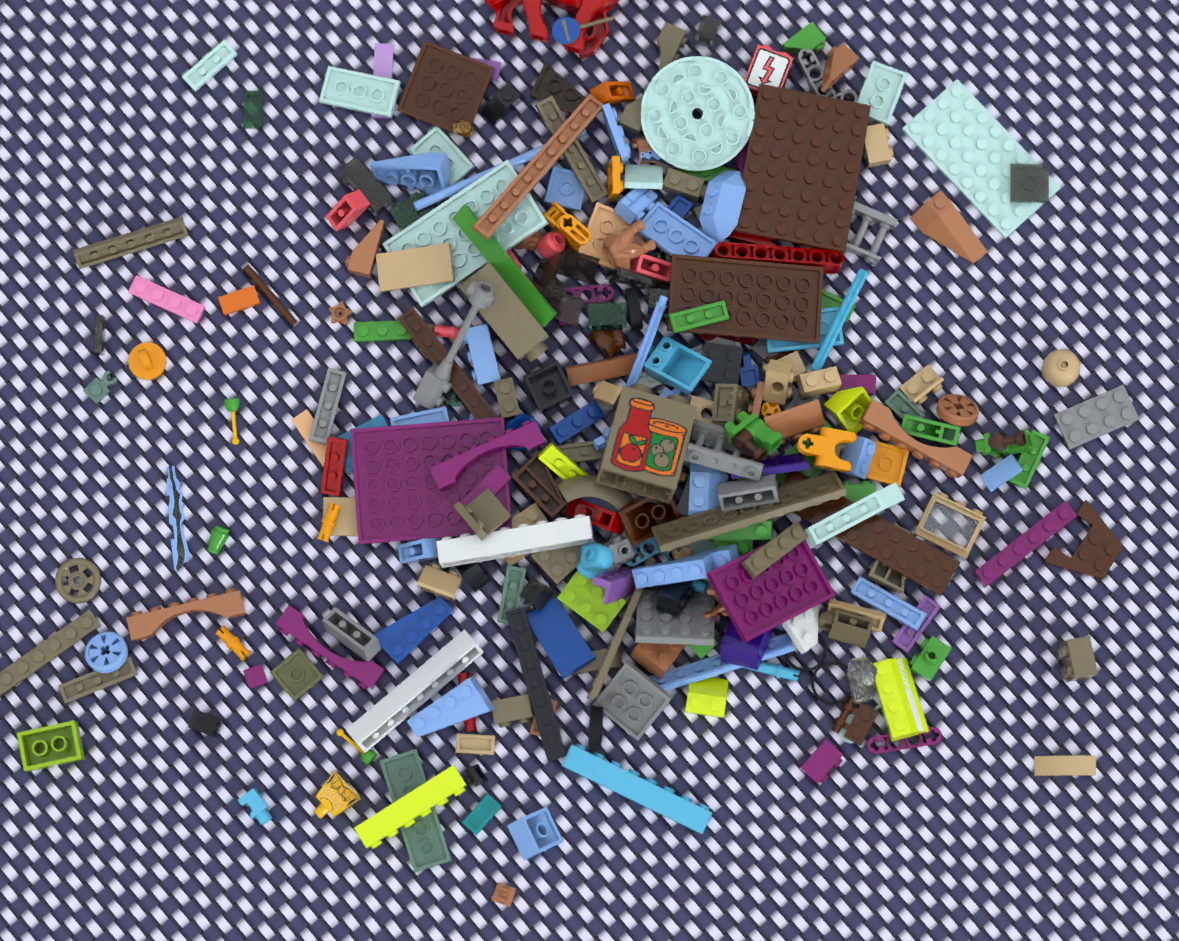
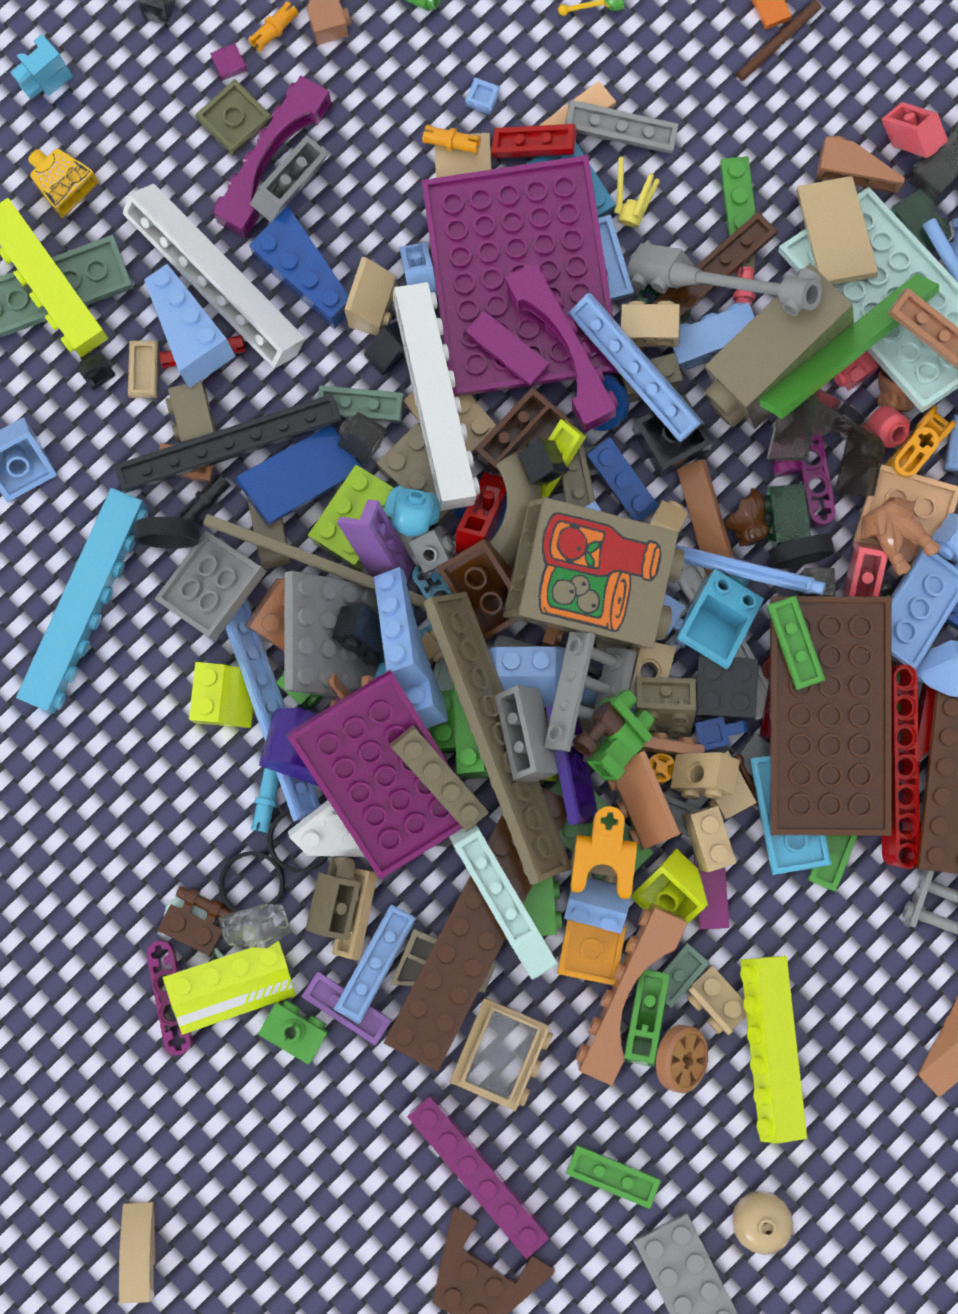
camera: 90 degrees right, 0 degrees up
(294, 500) = (482, 96): none -> light blue tile
(335, 312) = (759, 132): nougat plate -> none
(366, 757) = (118, 220): hinge -> none
(388, 403) = (633, 211): none -> light yellow plant
(474, 395) = (652, 323): none -> tan brick
(482, 814) = (43, 384): teal tile -> none
(483, 514) = (468, 340): dark tan bracket -> none
(505, 407) = (635, 367): none -> light blue tile
(565, 472) = (542, 461): none -> black brick
(571, 704) = (205, 499): none -> black pin
(633, 279) = (845, 555): clear smoke wing -> none
(821, 761) = (130, 872): magenta brick -> none
(839, 319) = (810, 865): medium azure axle -> none
(953, 352) = (773, 1049): none -> neon yellow brick
(1001, 472) = (588, 1132): light blue tile -> none
(1005, 445) = (632, 1127): hips -> none
(1077, 659) = (296, 1267): dark tan brick -> none

